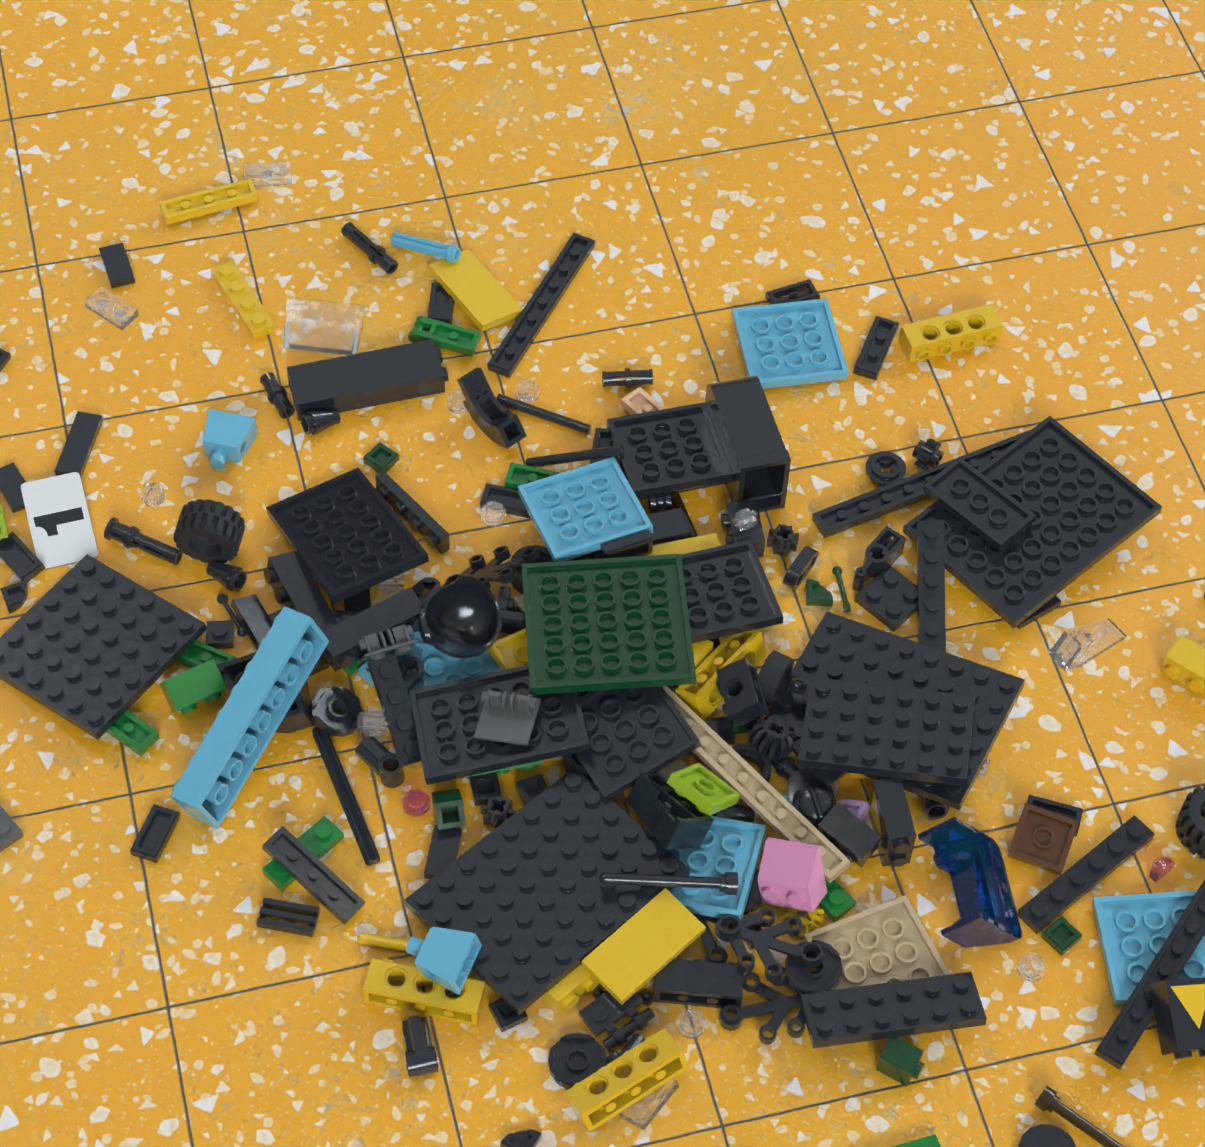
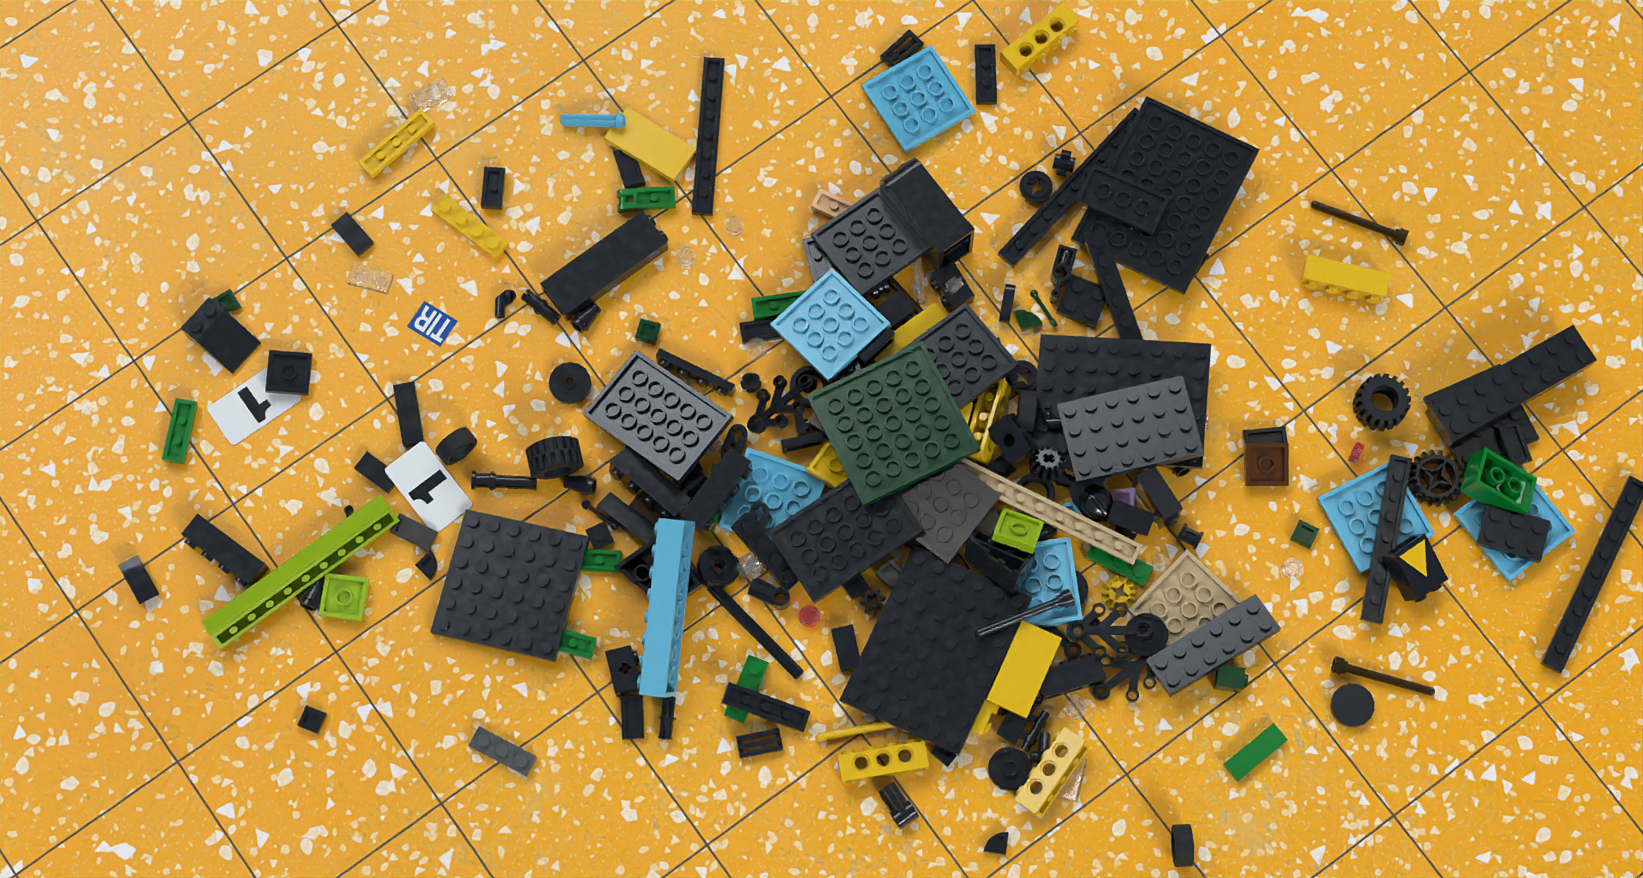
camera: 20 degrees left, 20 degrees up
(105, 475) = (456, 446): none -> black tyre
(152, 494) = (490, 437): clear plate -> none
(153, 373) = (432, 323): none -> blue sticker
(167, 769) = (617, 660): none -> black brick
(193, 686) = (604, 591): green brick -> none
(193, 847) = (667, 718): none -> black axle
(227, 437) = (522, 362): medium azure torso -> none
(239, 376) = (502, 302): none -> black arm
(272, 486) = (570, 393): none -> black plate
(286, 272) = (493, 188): none -> black plate
(323, 326) = (547, 228): clear slope -> none
(375, 253) = (568, 147): black pin -> none
(375, 651) = (732, 513): dark grey hinge -> none
(445, 956) = (891, 737): medium azure torso -> none
(448, 809) = (837, 614): dark green brick -> none
(460, 618) = (781, 462): black piece -> none
(469, 538) = (750, 388): none -> black plate
(487, 412) = (716, 260): black arch -> none
(507, 717) = (853, 532): dark grey hinge -> none
(544, 414) = (753, 240): black bar -> none
(575, 456) = (799, 275): black bar -> none
(644, 377) = (806, 182): black pin -> none
(710, 510) = (920, 281): none -> clear plate
(782, 540) = (983, 290): black gear -> none
(790, 639) = (1031, 378): none -> black gear
(791, 875) = (1105, 572): bright pink slope -> none
(915, 883) = (1190, 536): none -> black bush
(978, 884) = (1236, 522): clear blue windscreen -> none
(1084, 643) = (1240, 285): clear slope -> none
(1085, 874) = (1304, 478): black plate -> none

